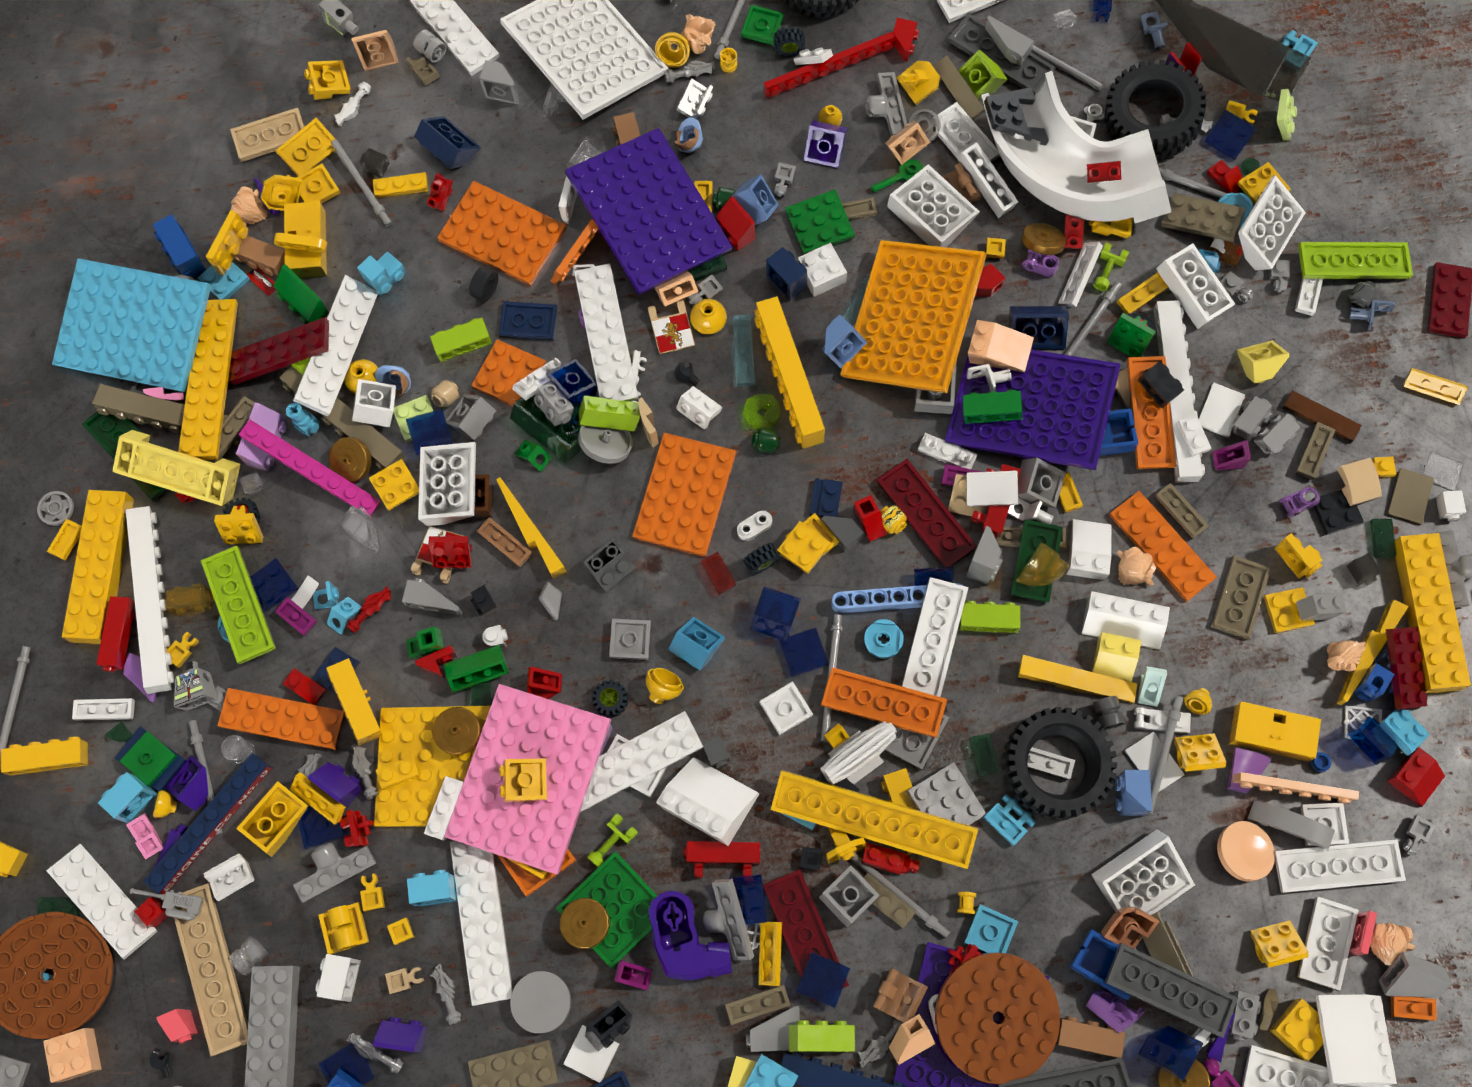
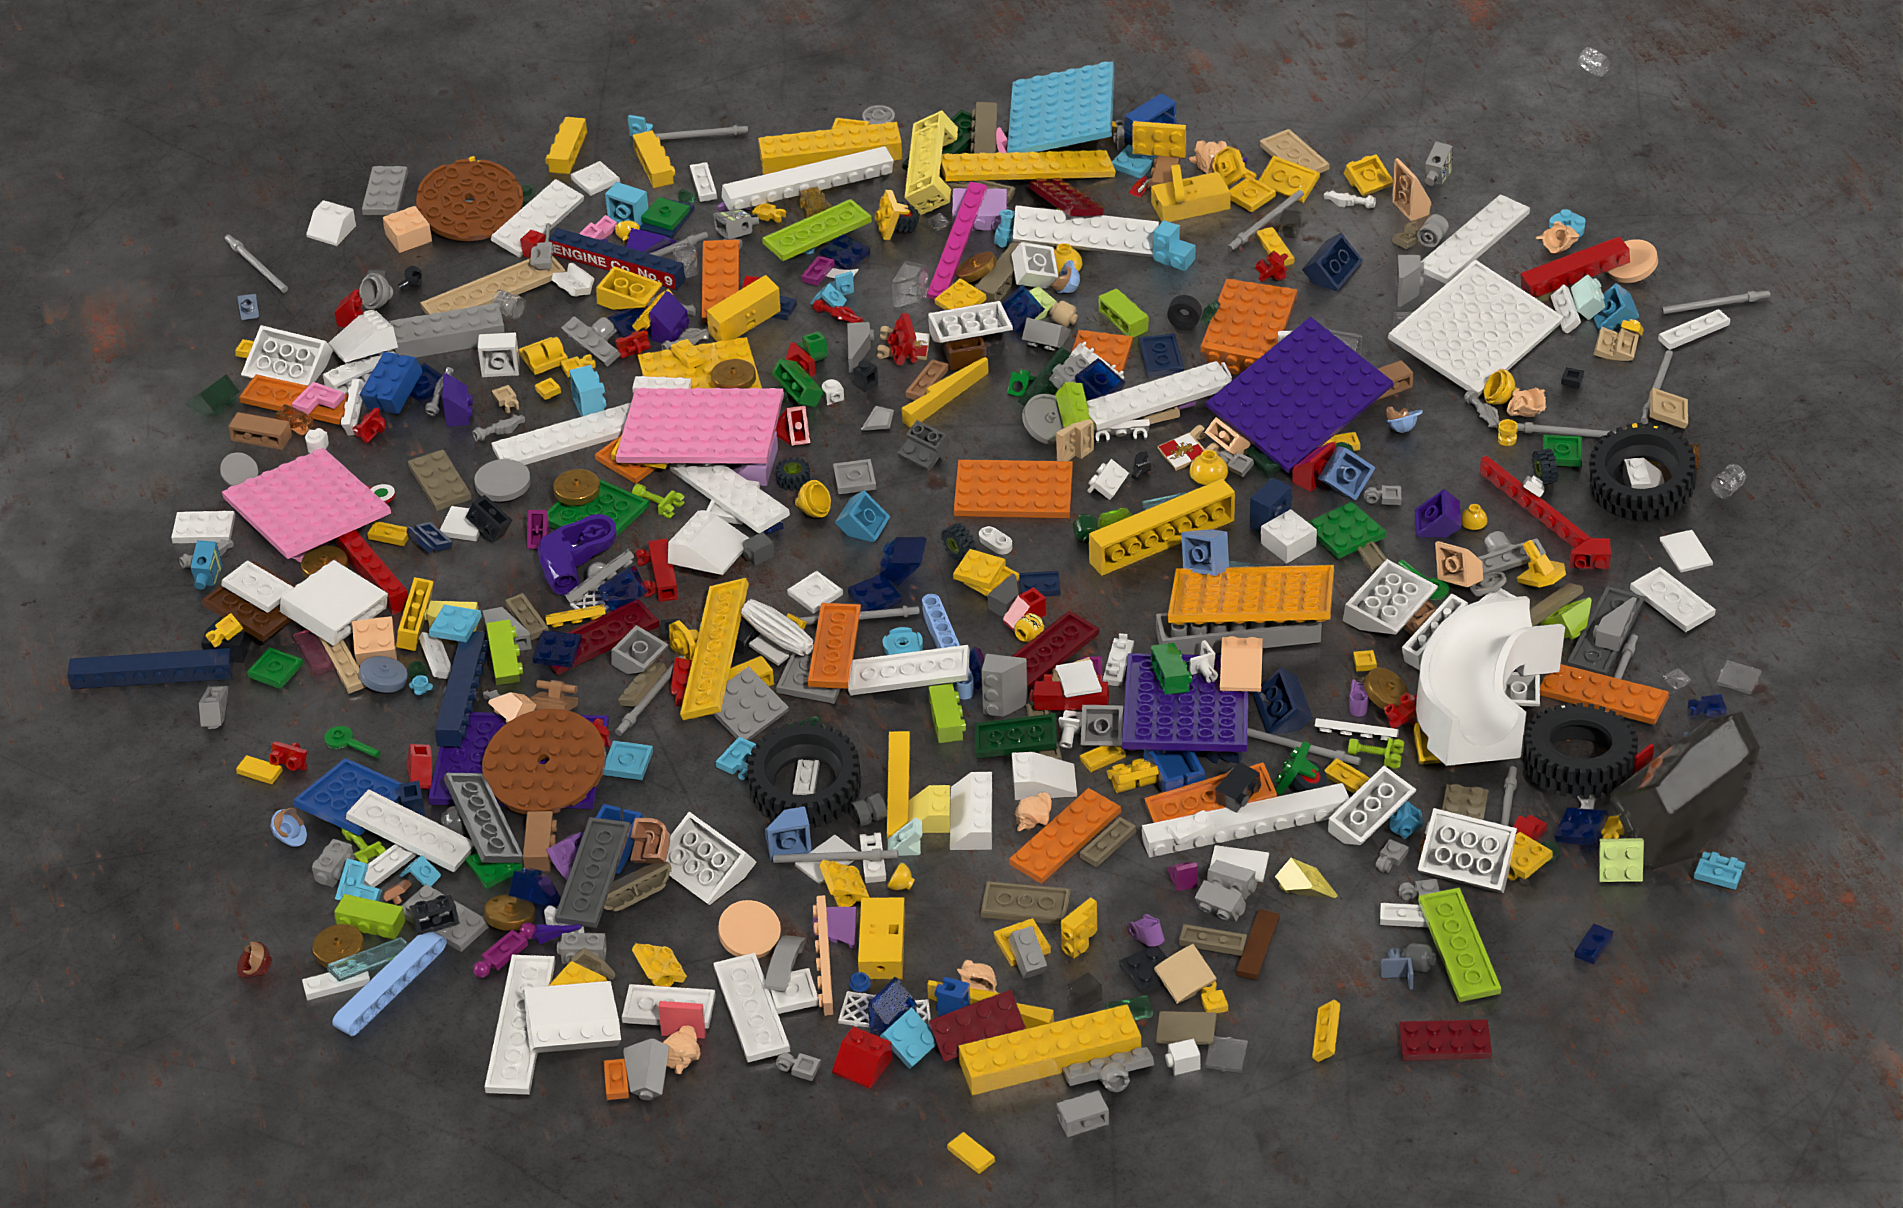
camera: 75 degrees right, 30 degrees down
(49, 826) = (595, 178): none -> white tile
(116, 633) = (765, 164): red brick -> none
(178, 1025) = (442, 275): coral slope -> none
(299, 296) = (1133, 201): green slope -> none
(481, 260) = (1210, 311): none -> clear green tile
(523, 780) = (694, 410): yellow plate -> none
(694, 99) = (1449, 416): white bracket -> none
(718, 573) = (937, 522): clear red plate -> none
(966, 903) = (652, 738): yellow bush -> none
(990, 281) = (1321, 657): red slope -> none
(1007, 115) = (1504, 611): black wing -> none
(1043, 567) = (1004, 725): clear yellow brick -> none
(1085, 67) = (1614, 694): none -> orange plate
(1104, 171) = (1466, 695): red hips -> none
(1109, 472) = (1137, 774): none -> yellow plate
(1345, 781) = (863, 997): none -> white window
(1359, 163) = (1593, 944): none -> clear blue plate

